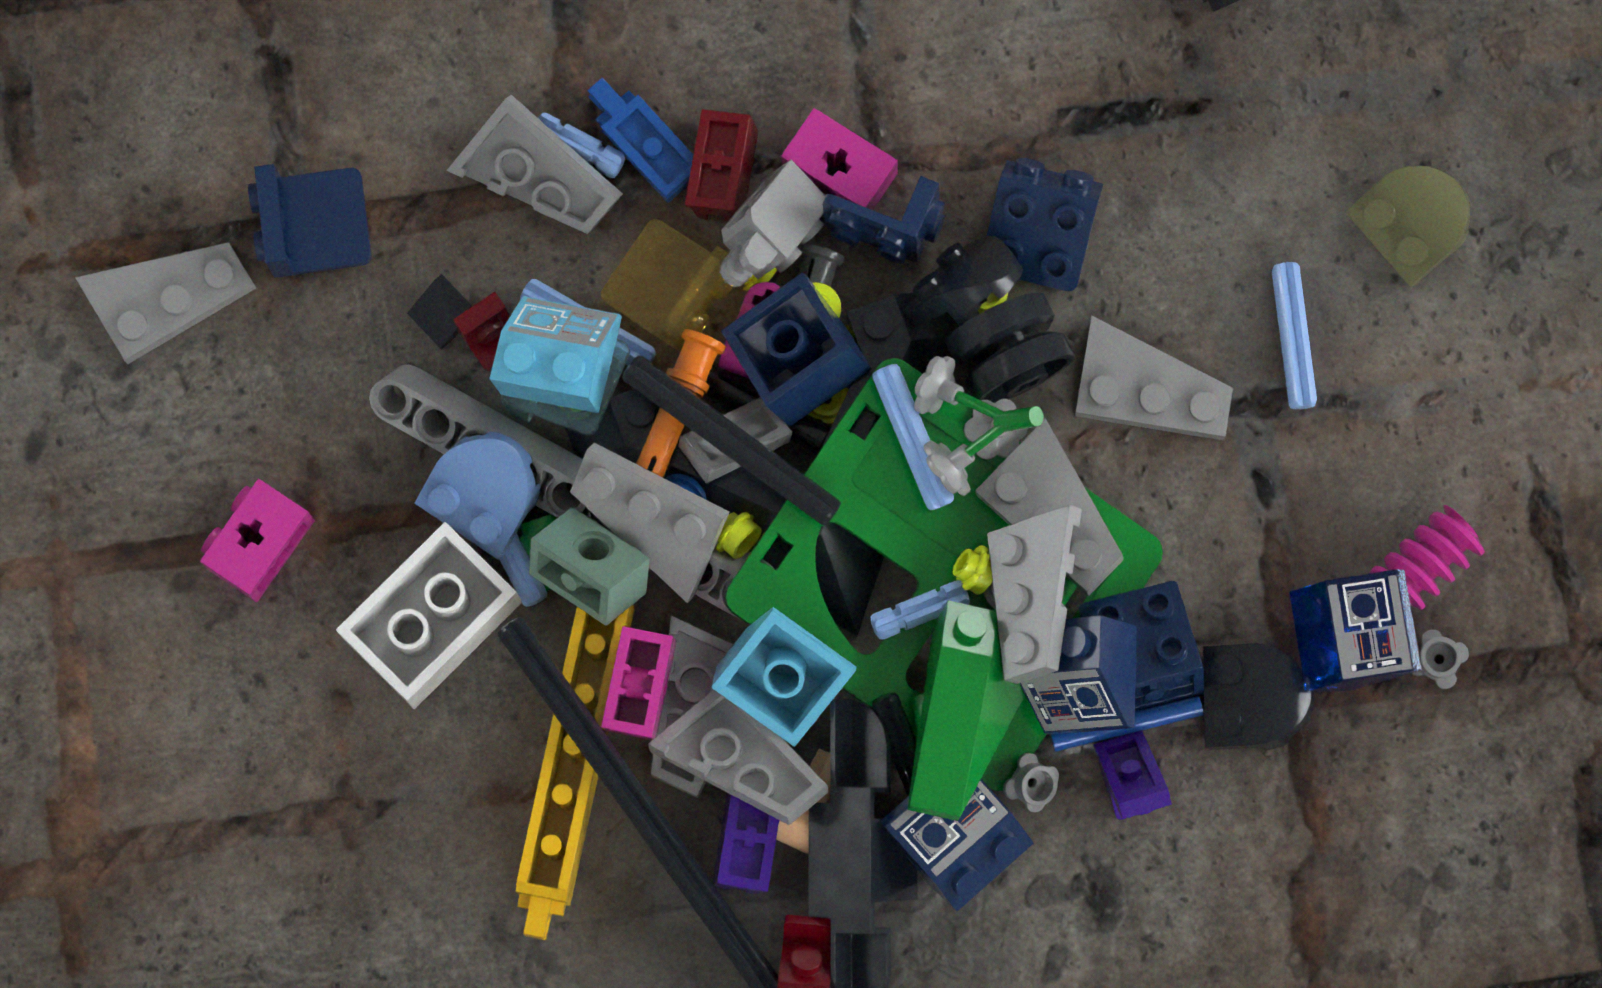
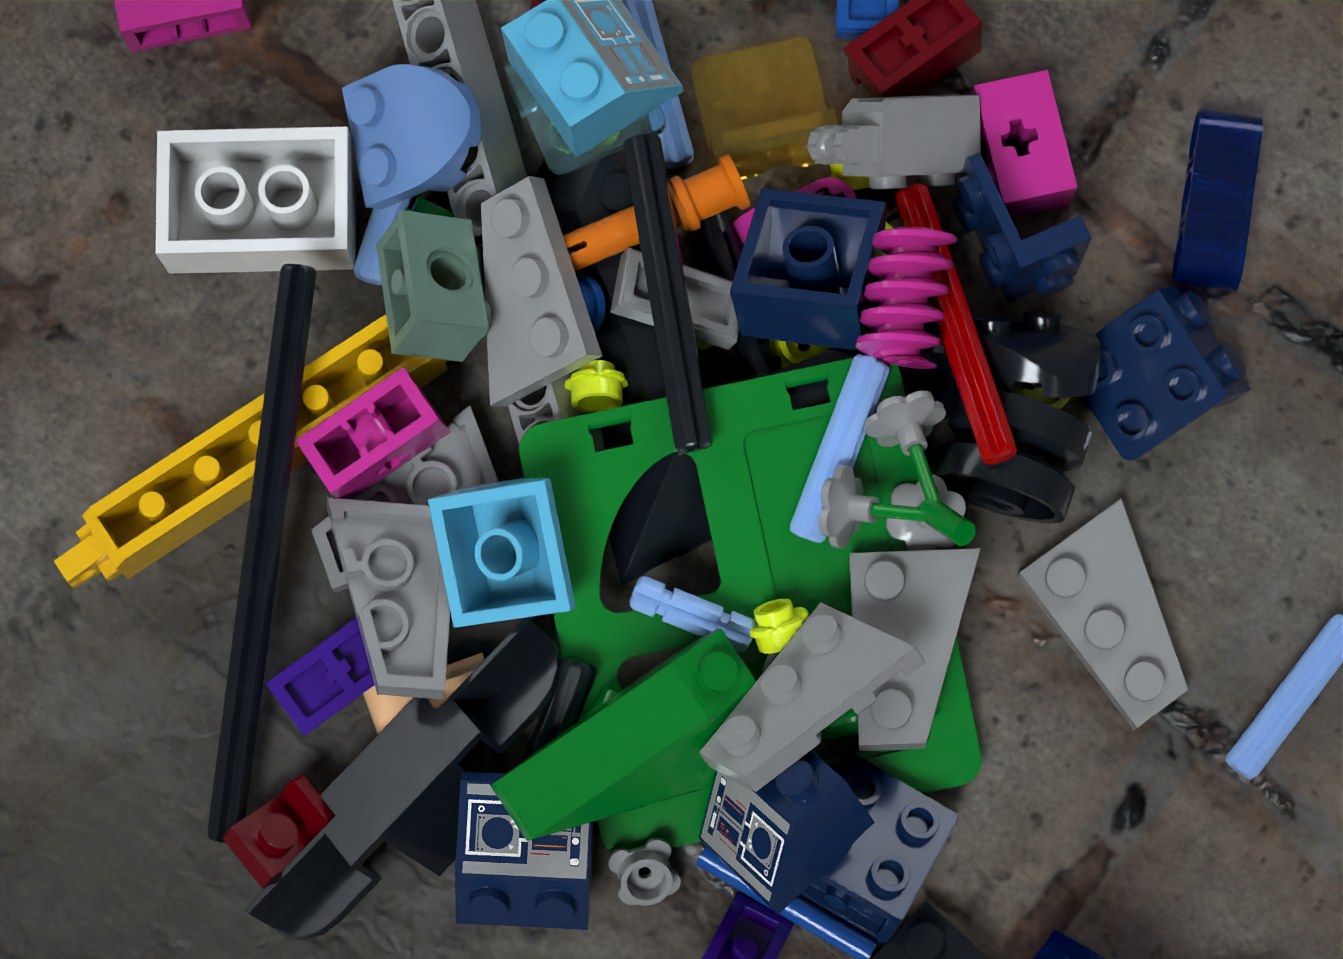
camera: 40 degrees right, 0 degrees up
(868, 315) = (904, 295): none -> dark pink piece
(909, 303) = (962, 340): none -> red axle
(980, 91) = (1217, 200): none -> clear blue beam

